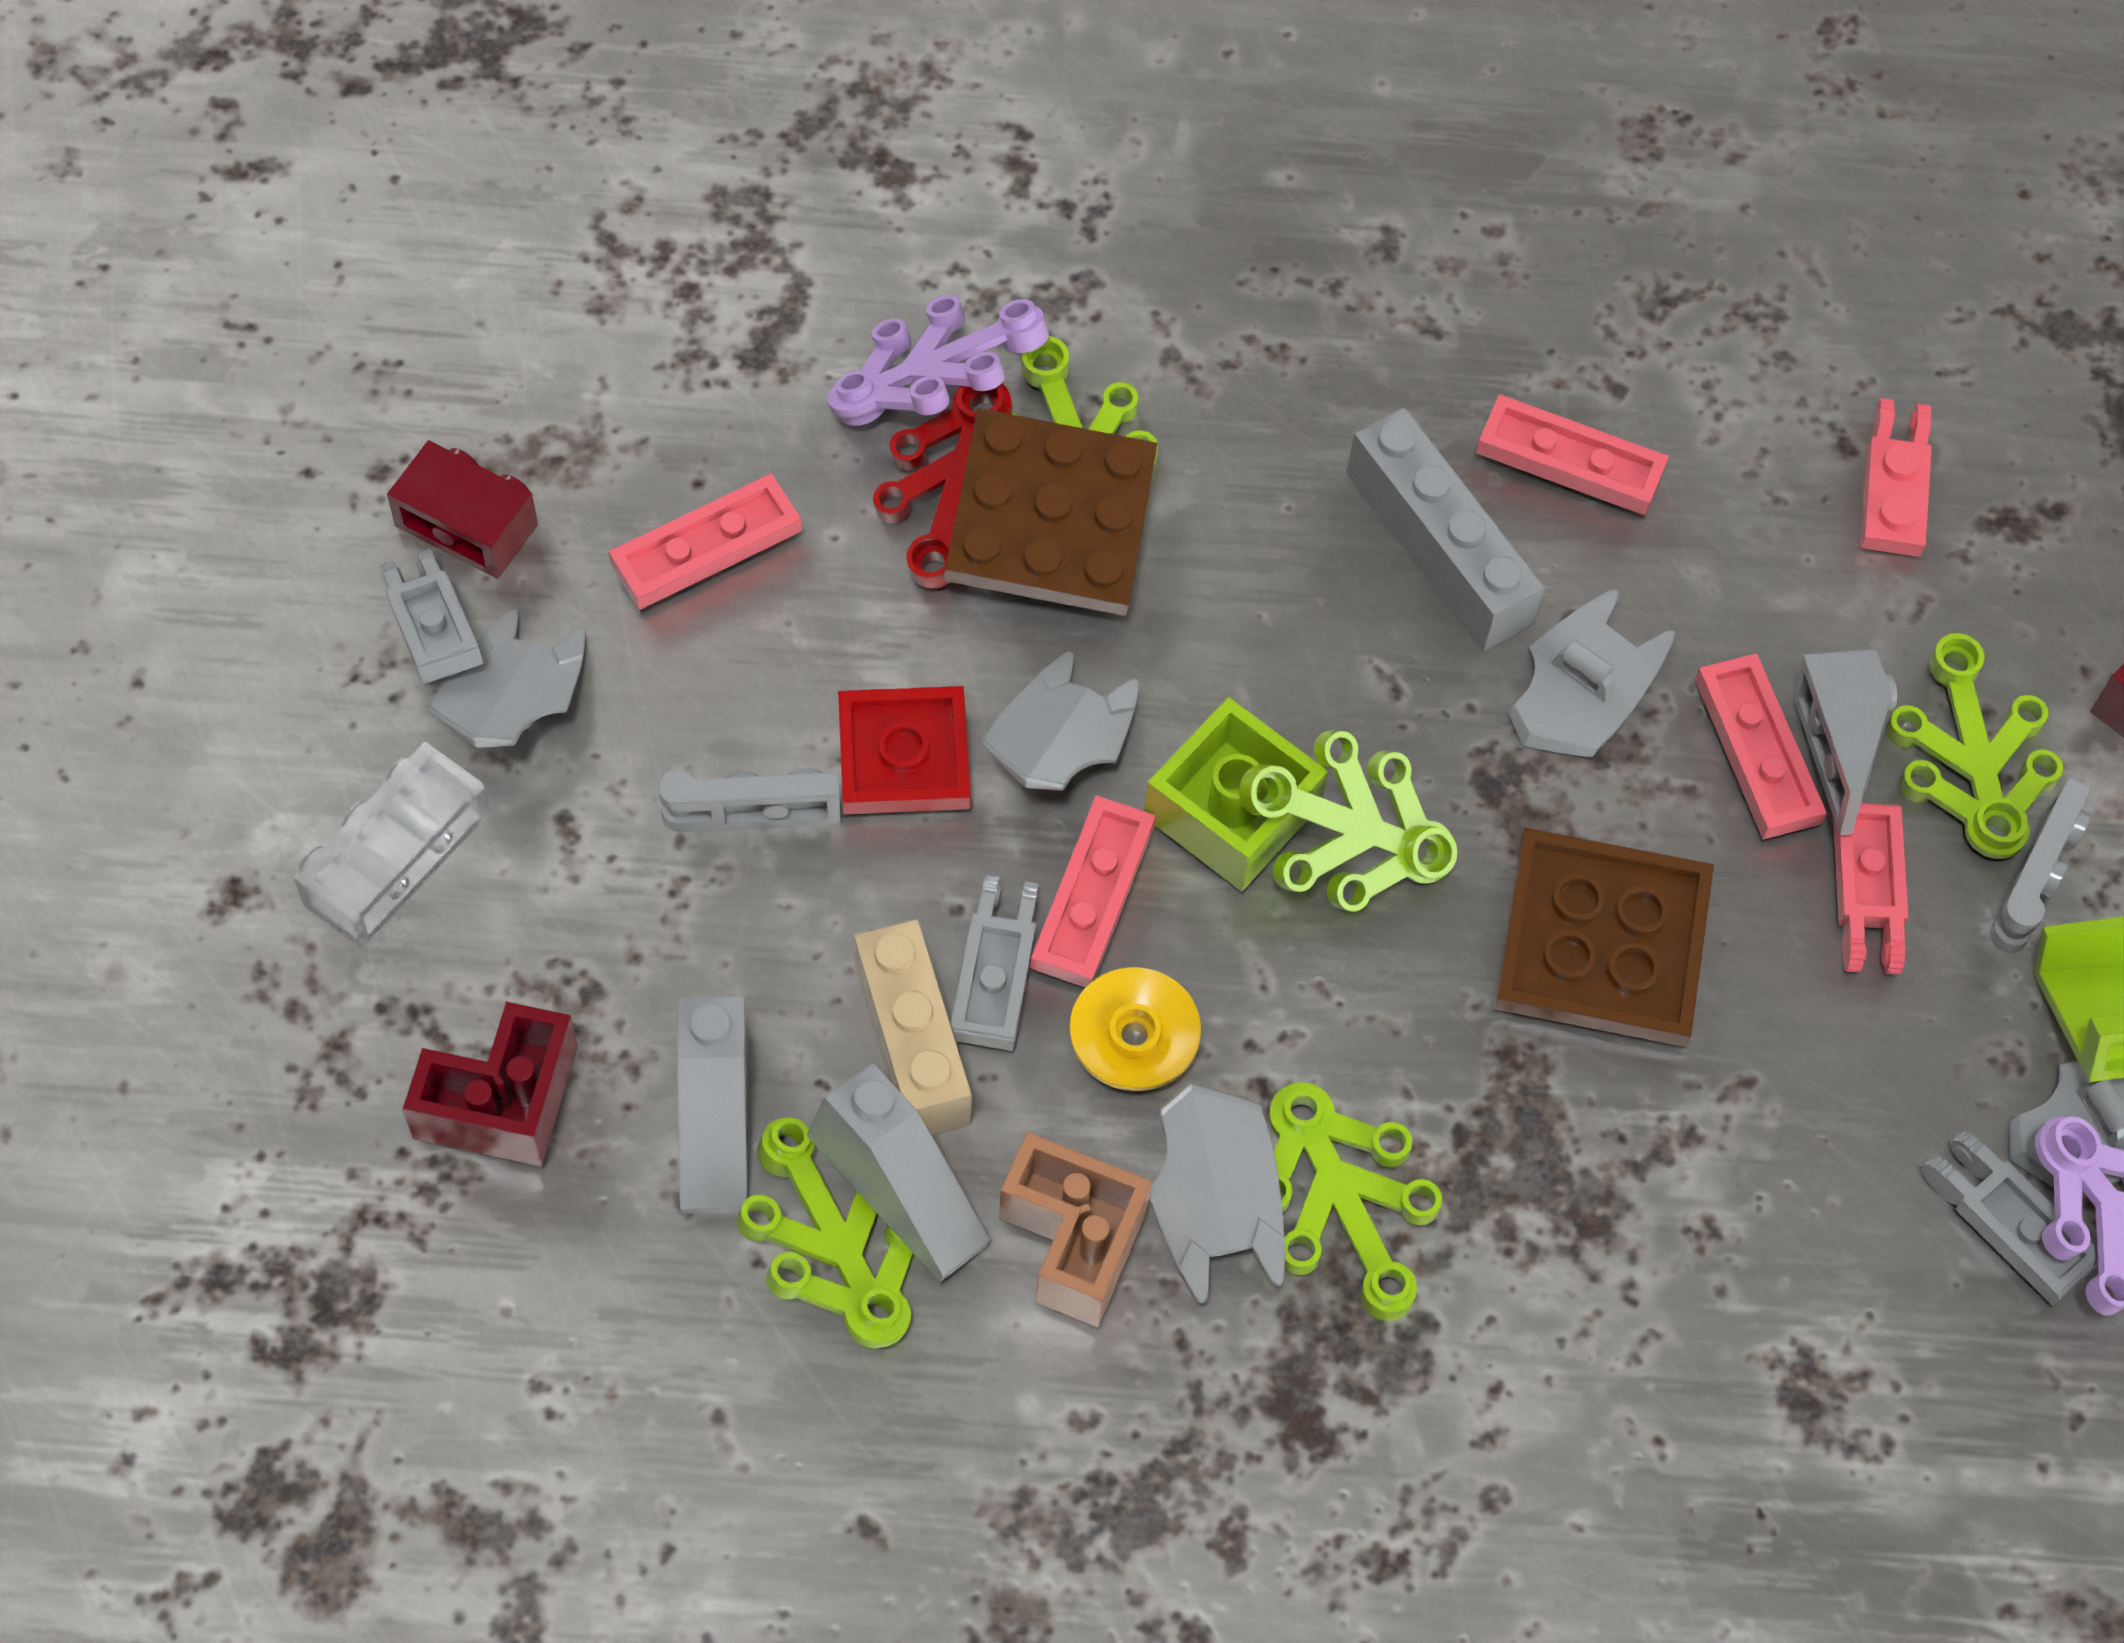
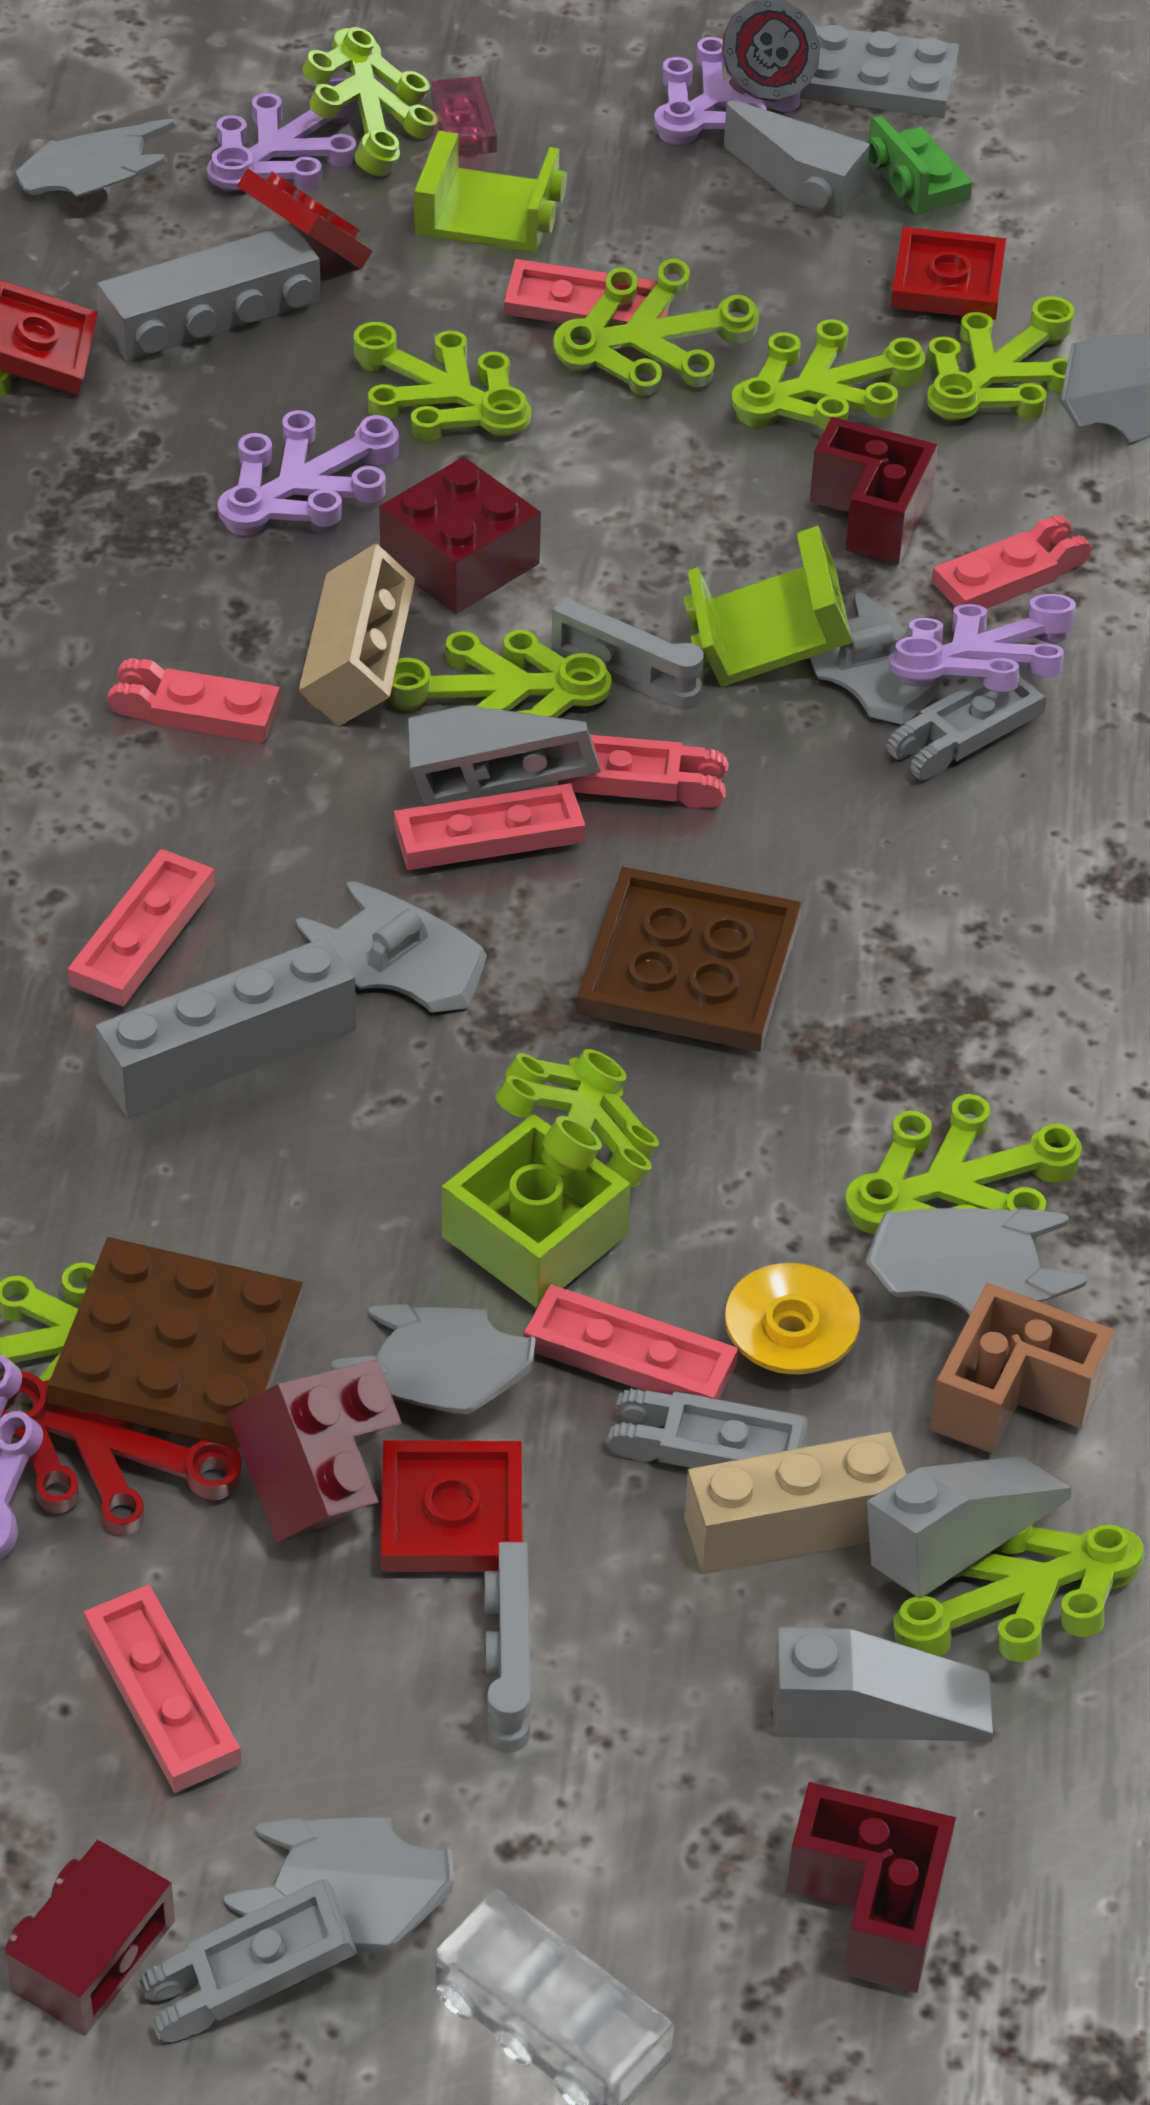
camera: 85 degrees left, 15 degrees down
(942, 605) = (305, 1446): none -> dark red brick
(2001, 601) = (357, 635): none -> tan brick

